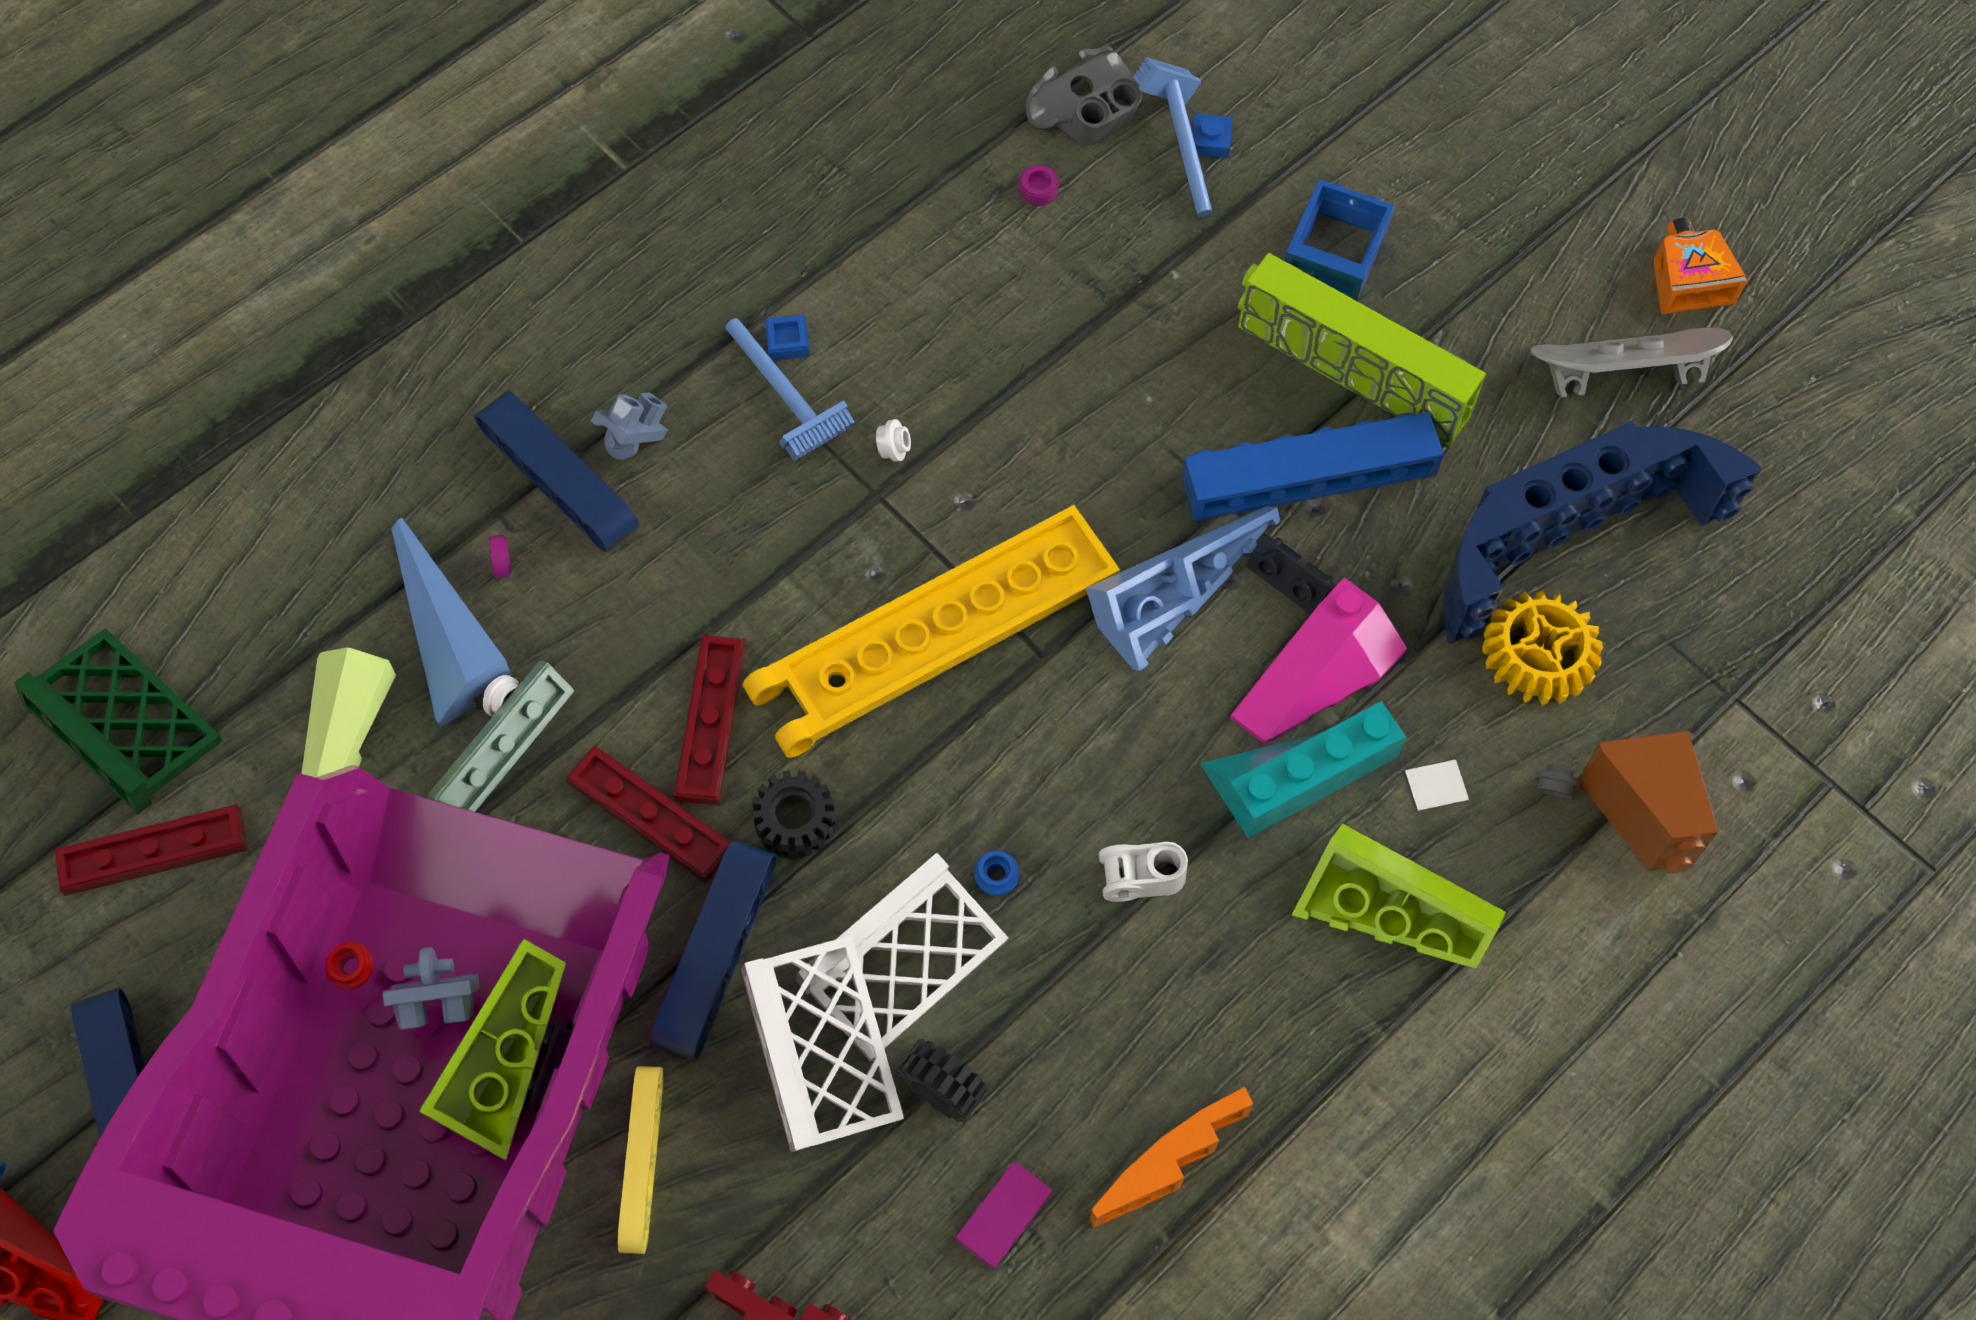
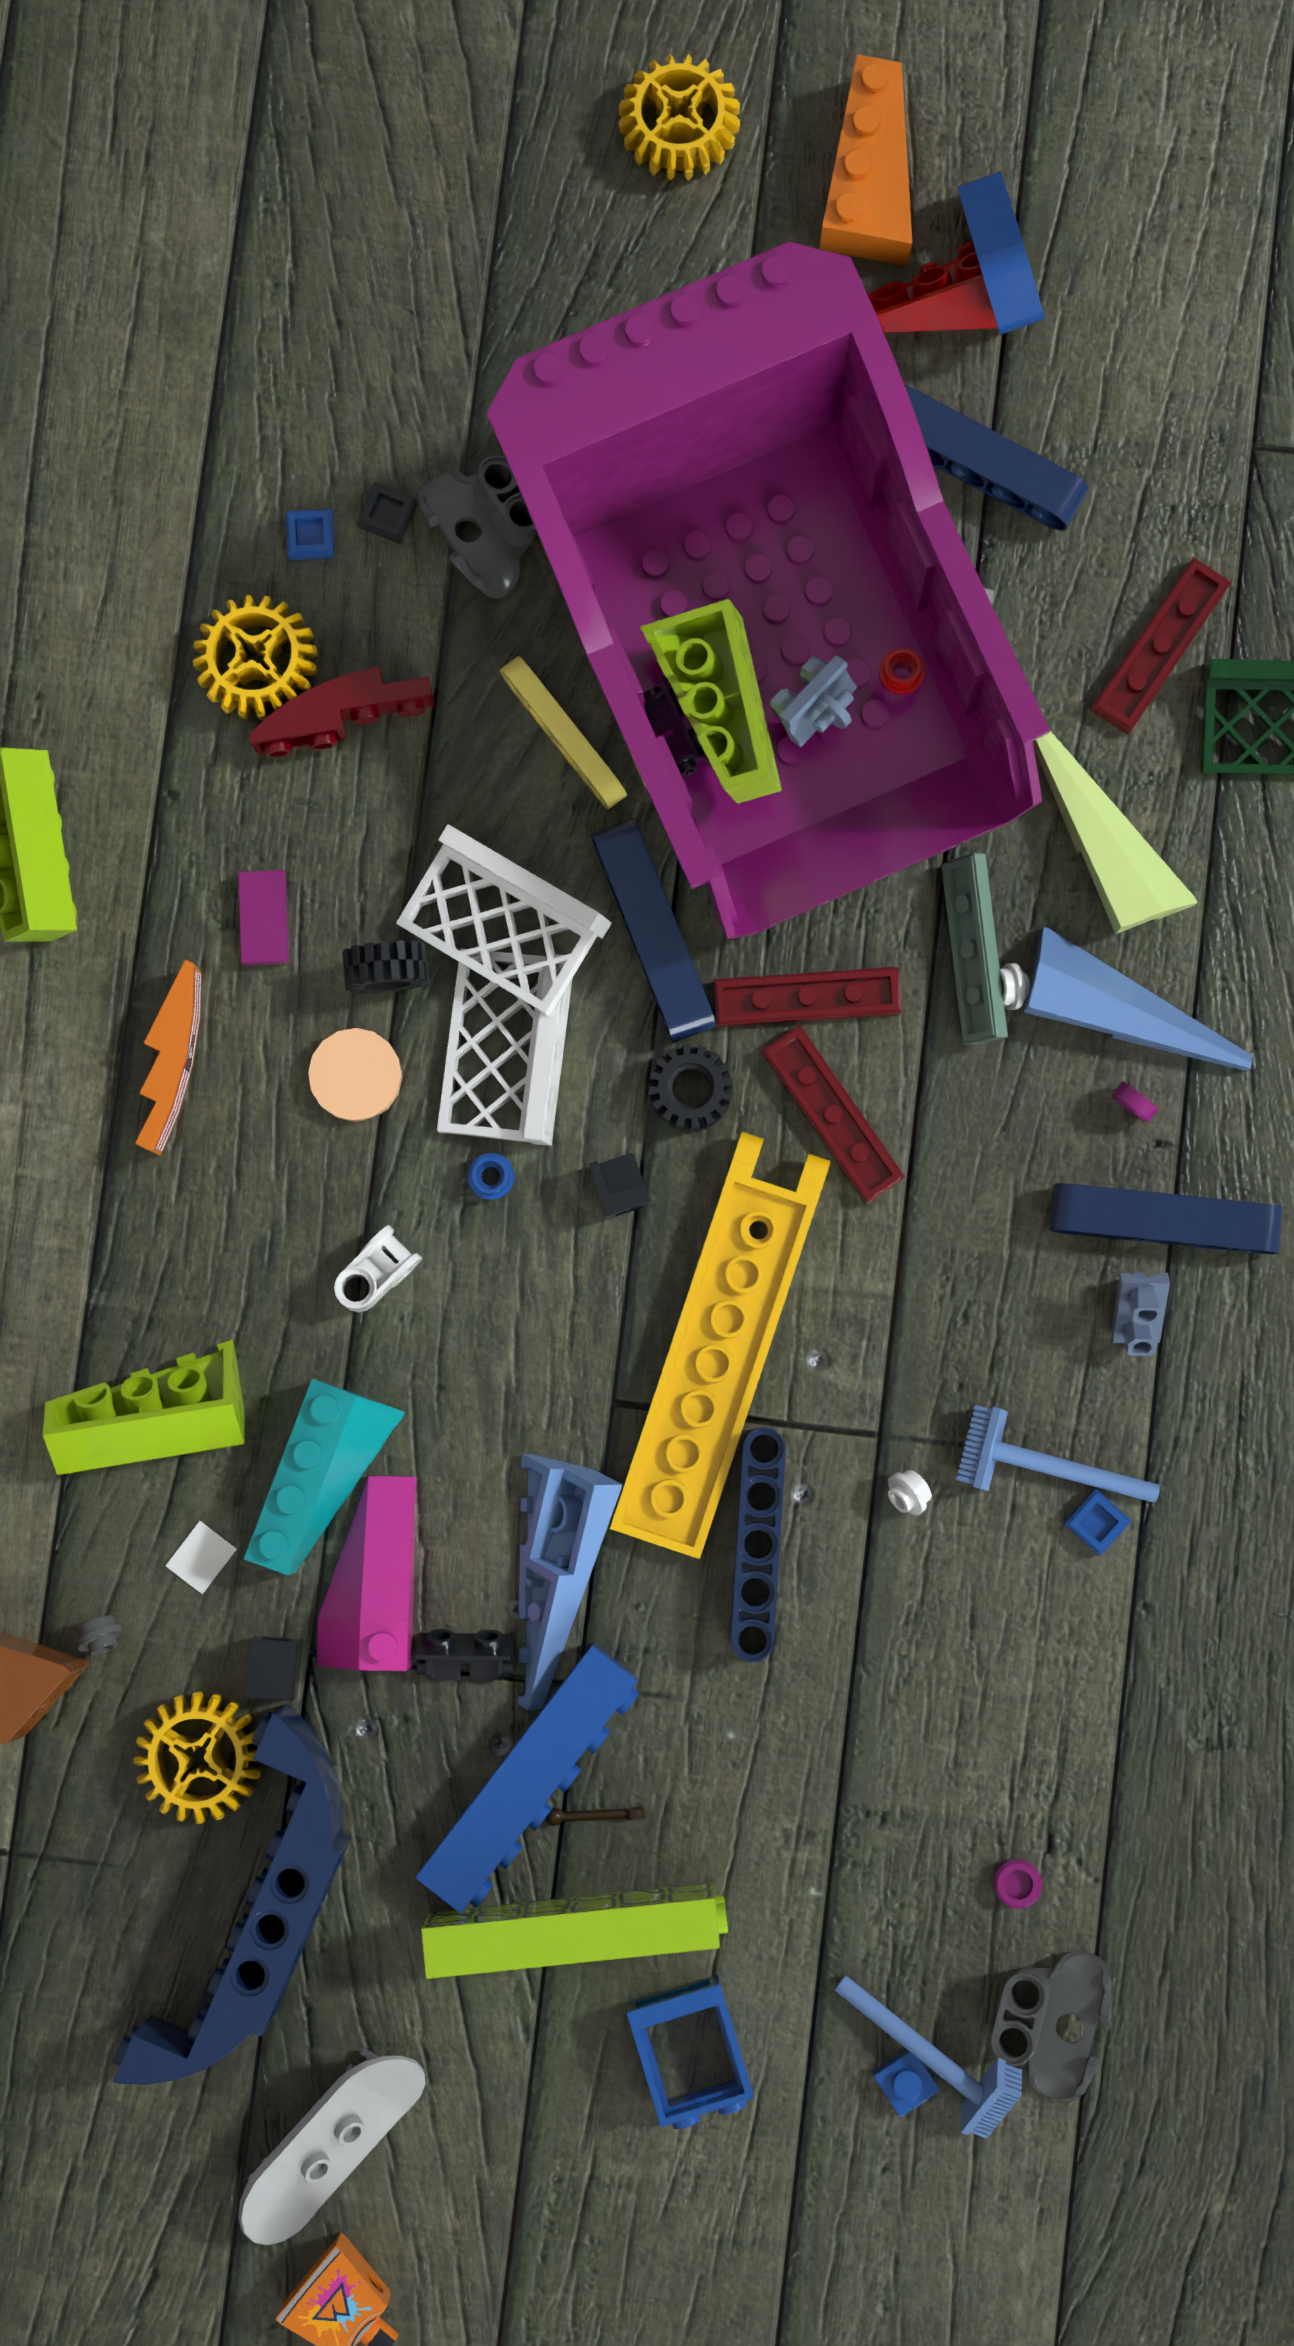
camera: 145 degrees right, 20 degrees up
(909, 787) = (619, 1185): none -> black panel
(1030, 469) = (761, 1567): none -> dark blue beam
(1035, 1031) = (355, 1074): none -> light nougat tile
(1257, 399) = (556, 1816): none -> dark brown hinge
(1439, 662) = (273, 1668): none -> black panel

